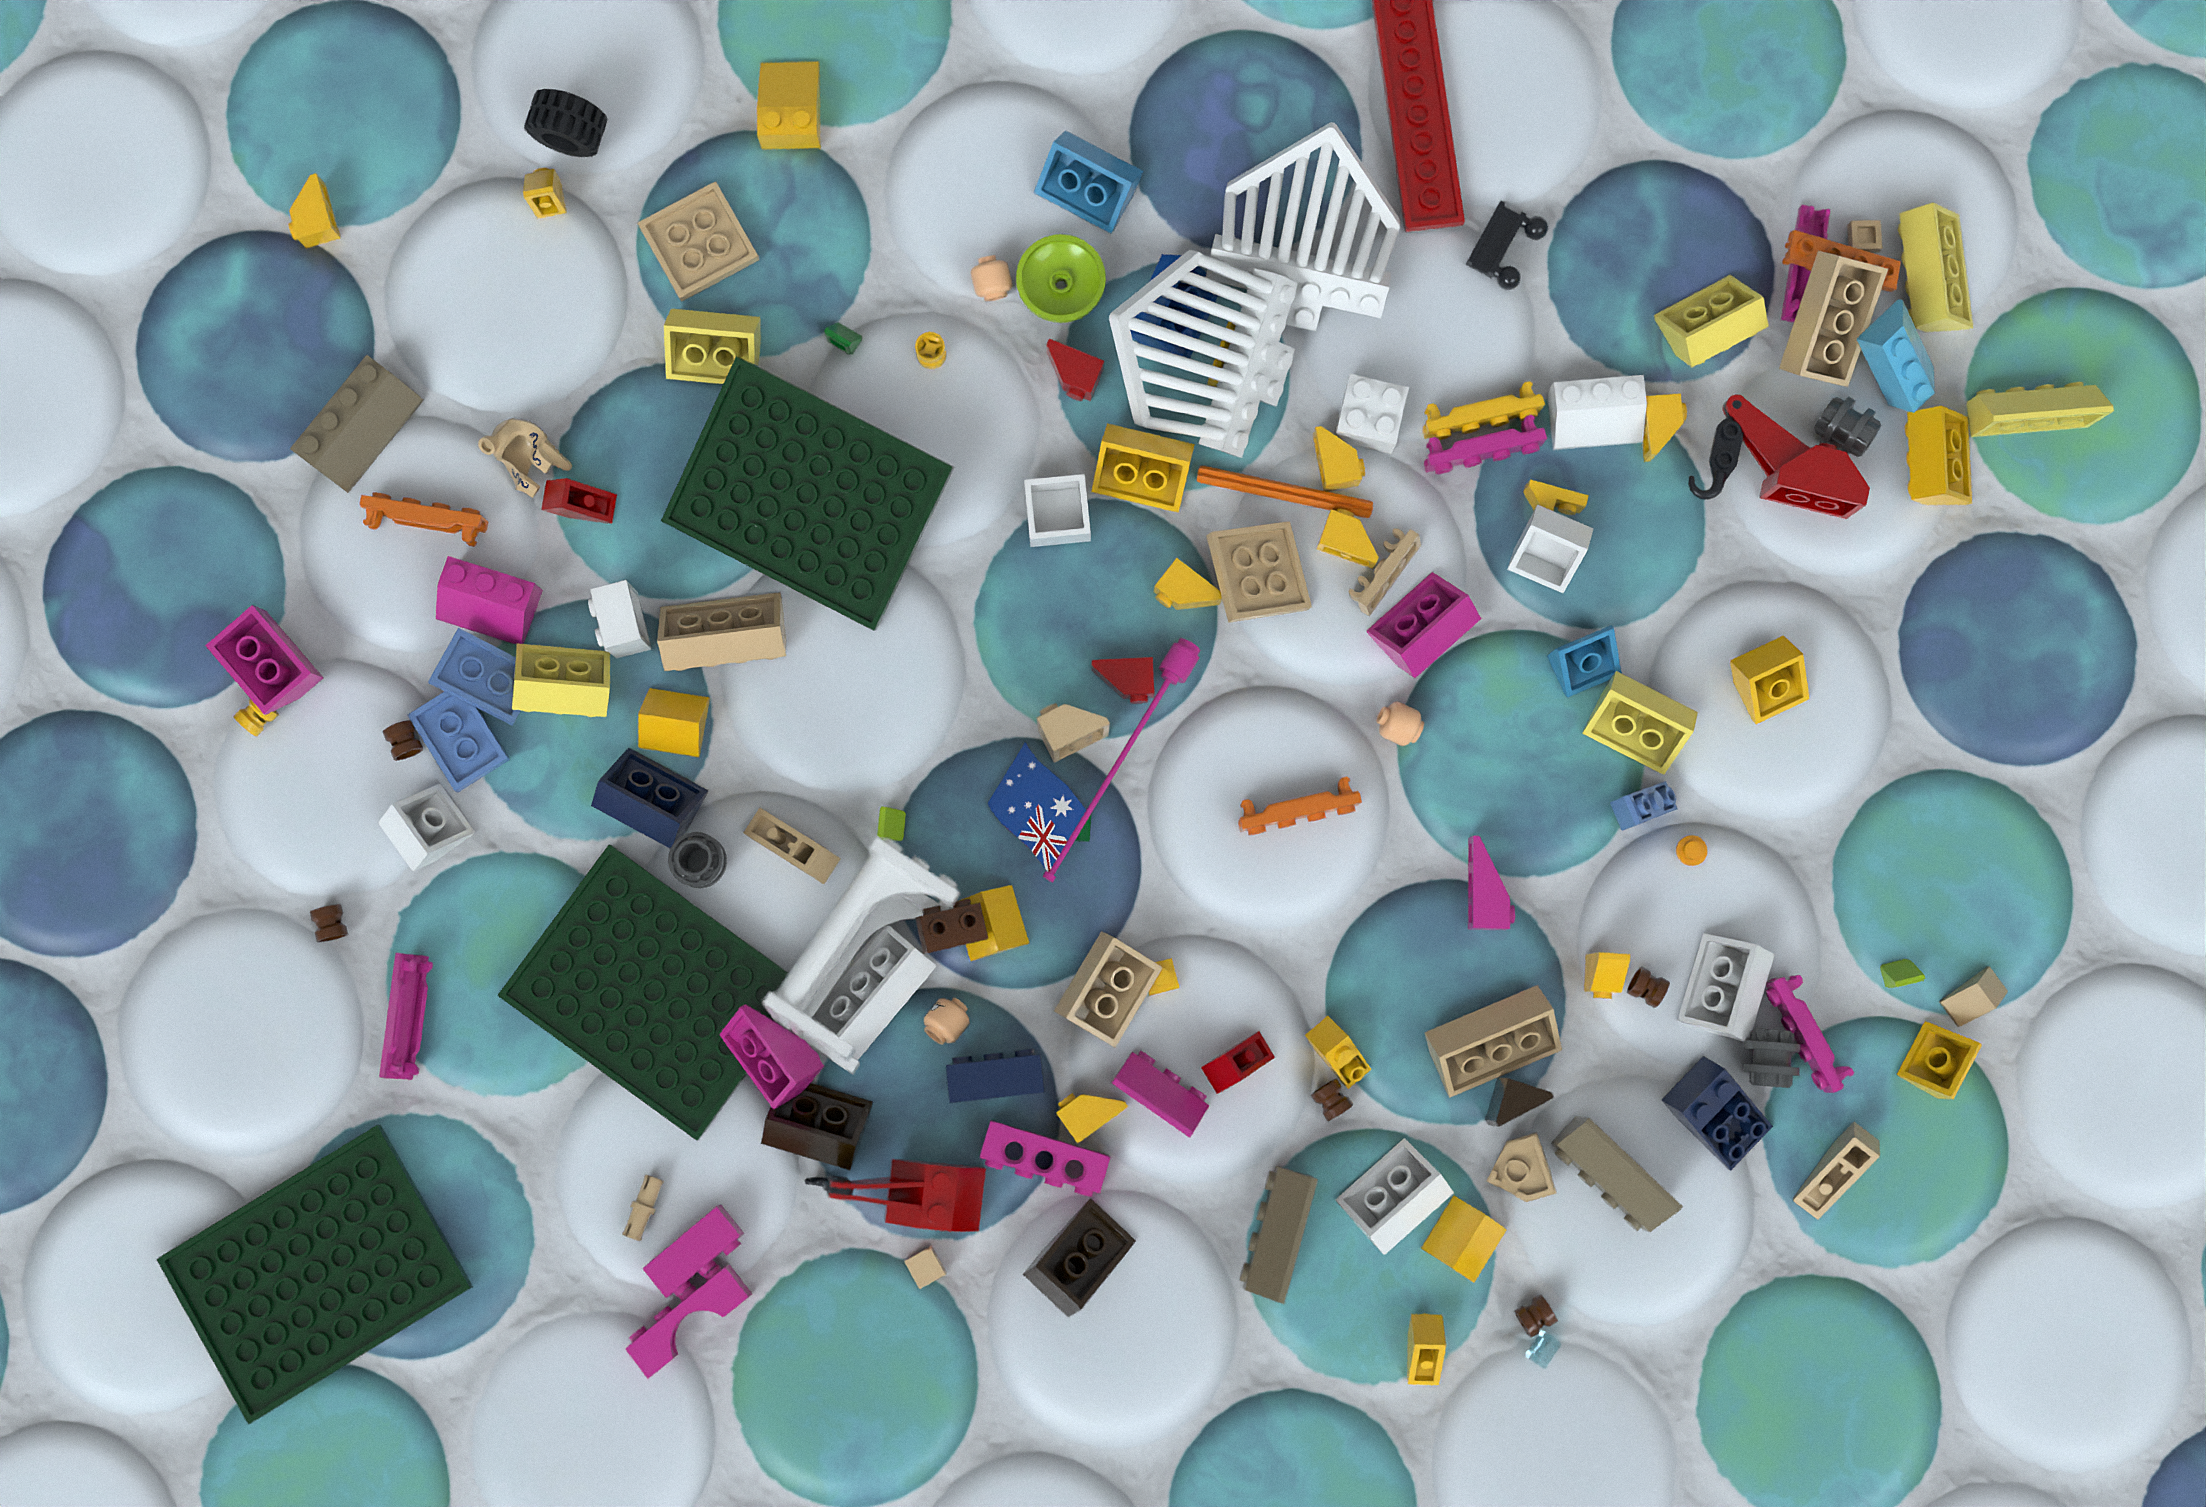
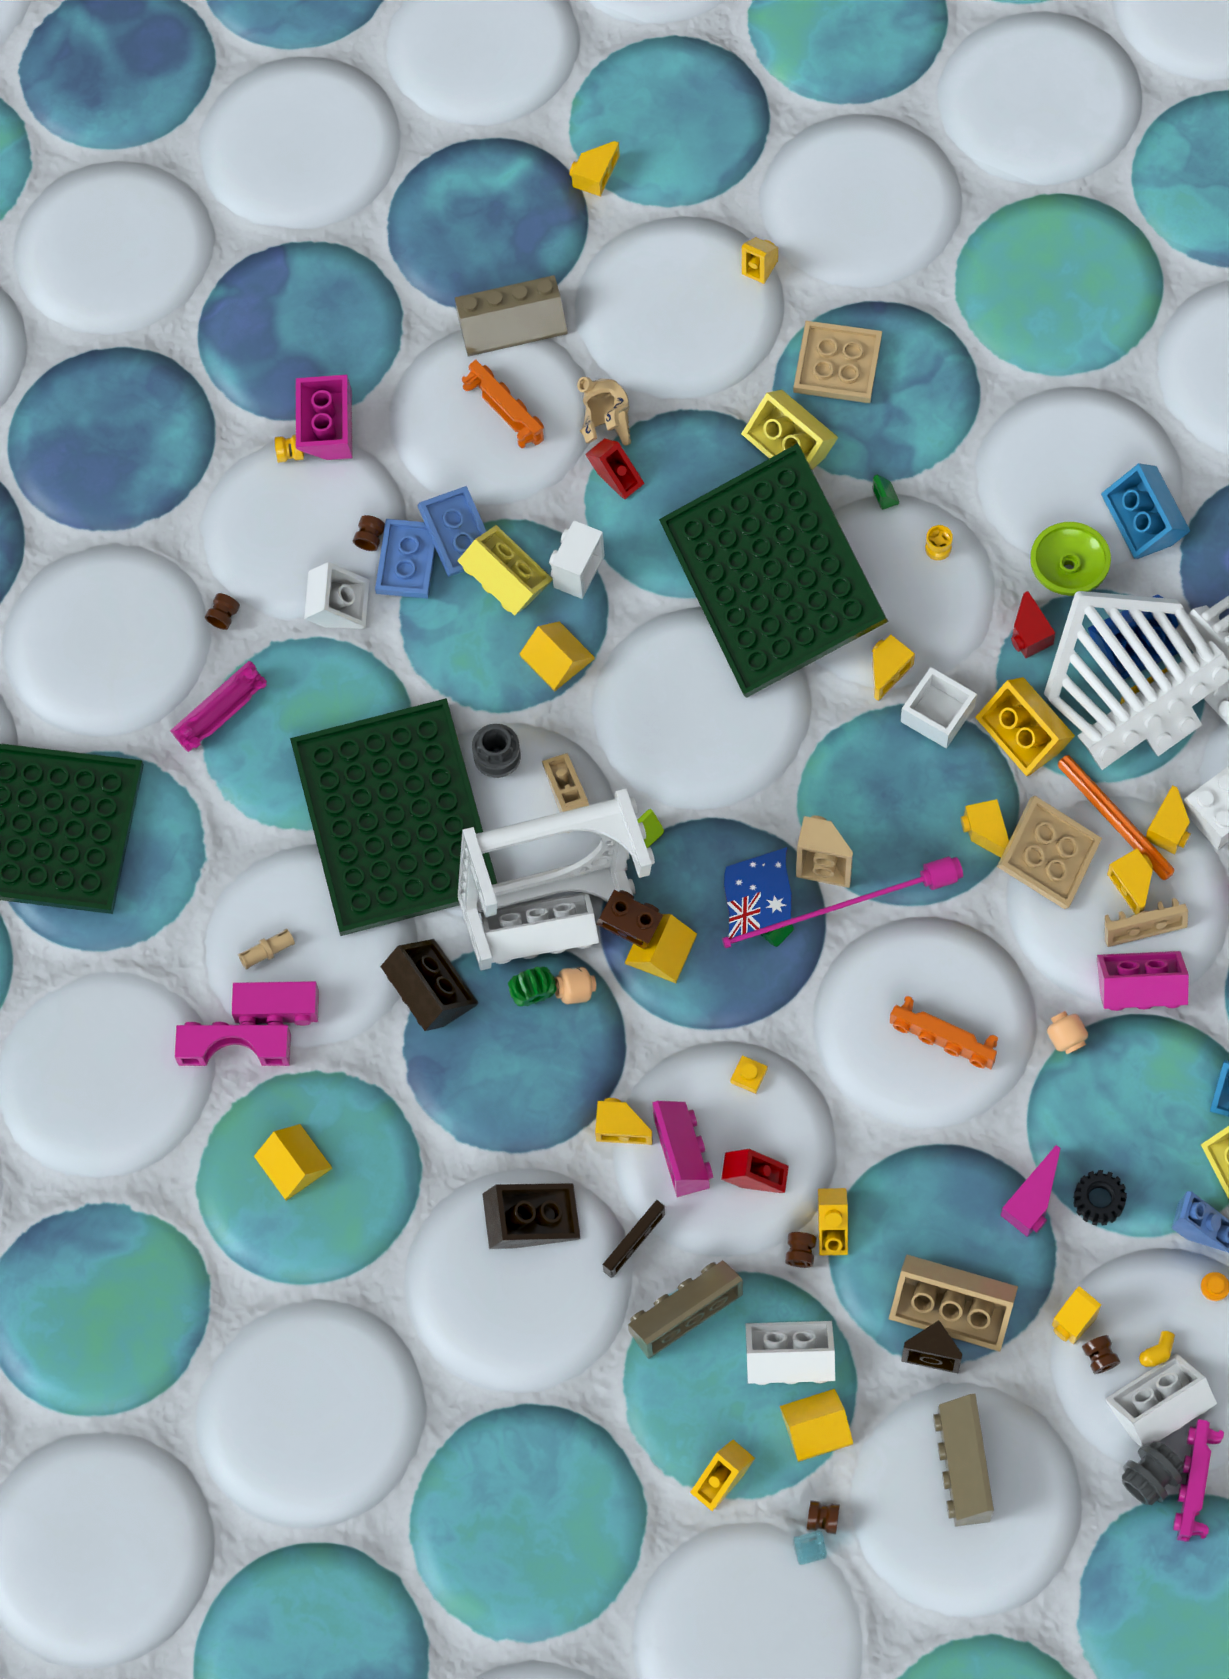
camera: 50 degrees right, 15 degrees down
(486, 601) = (499, 485): dark pink slope -> none
(565, 123) = (810, 223): black tyre -> none
(648, 797) = (498, 687): dark blue slope -> none
(722, 632) = (638, 620): tan slope -> none
(771, 1055) = (437, 908): dark pink slope -> none
(789, 105) = (974, 319): yellow slope -> none
(830, 1378) = (291, 1160): none -> yellow slope
(912, 1054) = (532, 986): none -> green gear
(920, 1194) = (460, 1081): red slope -> none
(925, 1267) = (420, 1139): tan slope -> none
(978, 501) = (889, 664): none -> yellow slope
(991, 278) = (1021, 526): light nougat head -> none
(995, 1076) = (576, 1044): dark blue brick -> none
(1093, 1162) = (544, 1091): dark pink brick -> none
(1108, 989) = (705, 1050): tan slope -> none
(1127, 677) = (896, 855): red slope -> none
(1185, 1206) = (634, 1239): none -> dark brown tile
(1523, 1169) = (901, 1408): tan plate -> none
(1558, 849) = (1104, 1181): none -> black tyre
(1692, 947) = (1159, 1353): none -> yellow arm
(1717, 1112) = (1080, 1485): dark blue slope -> none
(1838, 1170) = (1138, 1597): tan slope -> none

